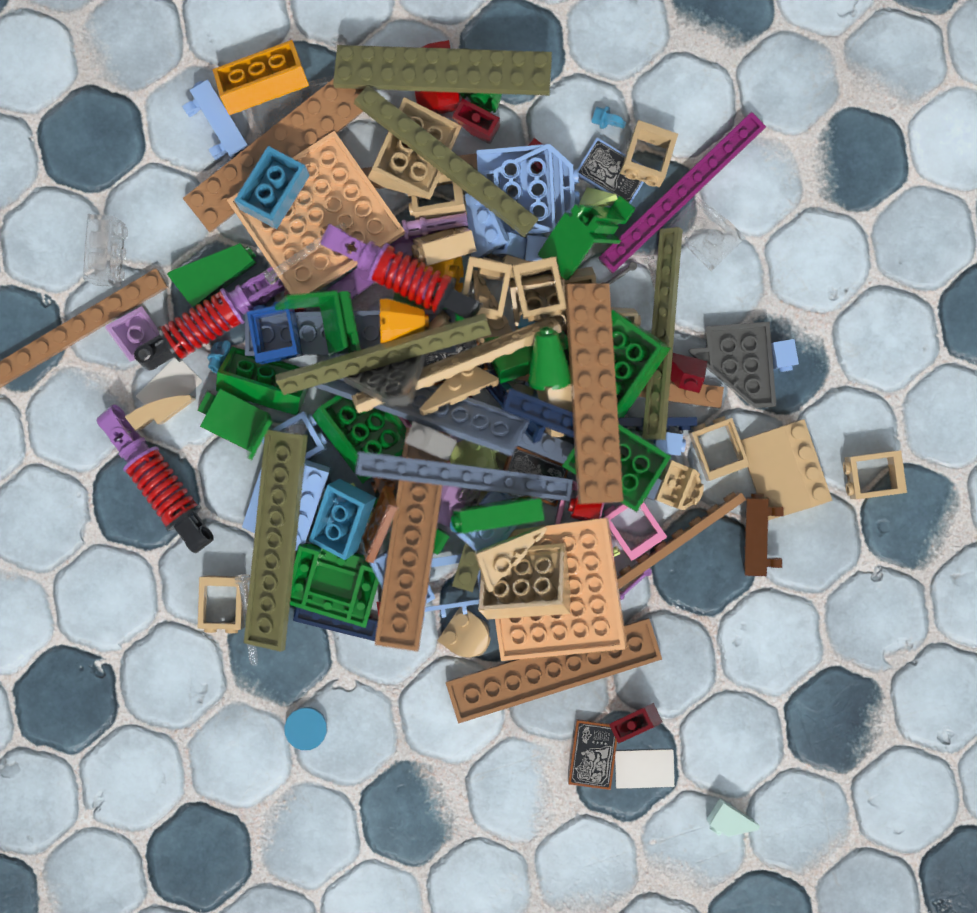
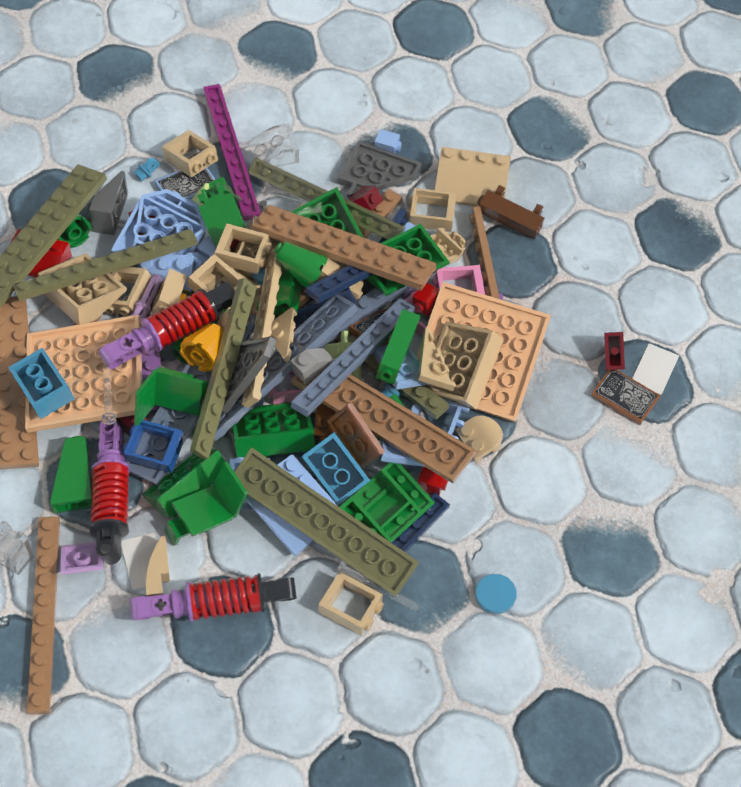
camera: 65 degrees left, 30 degrees down
(218, 354) = (142, 505): dark azure piece -> none
(477, 121) = (91, 240): dark red slope -> none
(531, 112) = (109, 205): none -> dark grey slope
(542, 676) = (543, 399): medium nougat plate -> none
(729, 820) = (721, 327): light aqua slope -> none
(896, 473) = (509, 118): tan window -> none

